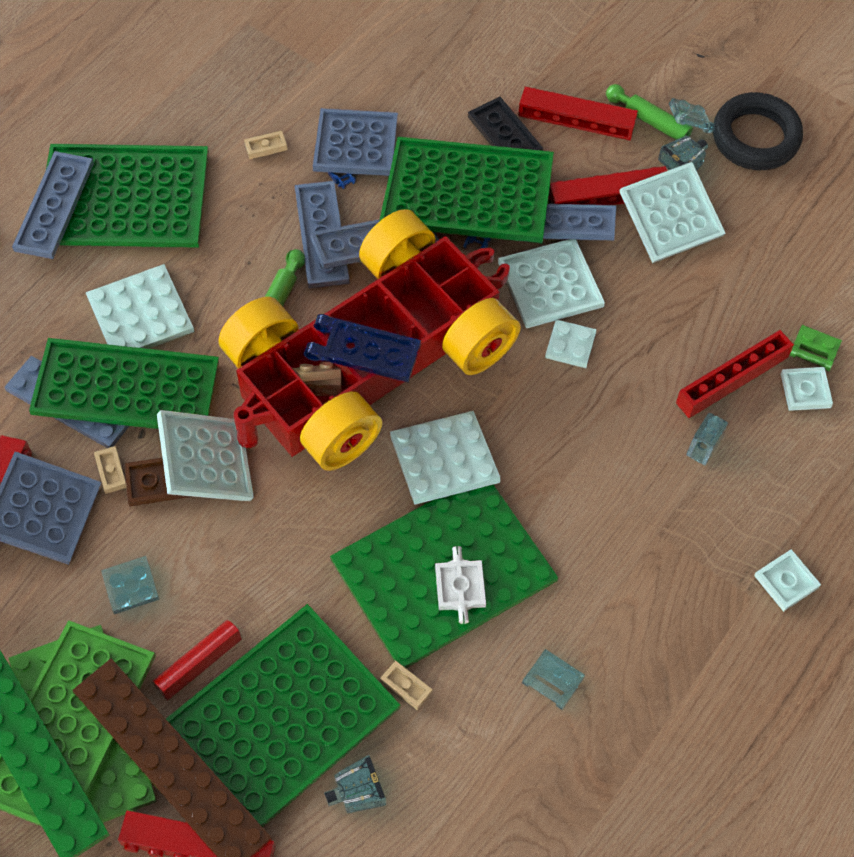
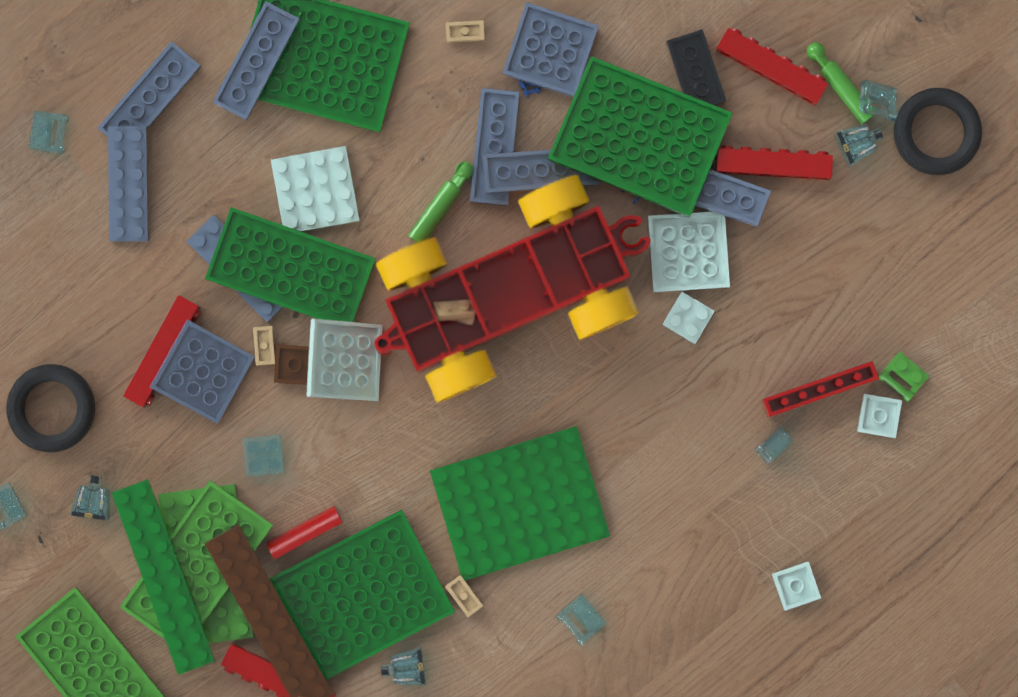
camera: 20 degrees right, 25 degrees up
(373, 352) = (504, 314): clear blue hinge -> none
(444, 457) = (546, 404): light aqua plate -> none
(460, 585) = (527, 527): white plate -> none
(672, 212) = (822, 208): light aqua plate -> none

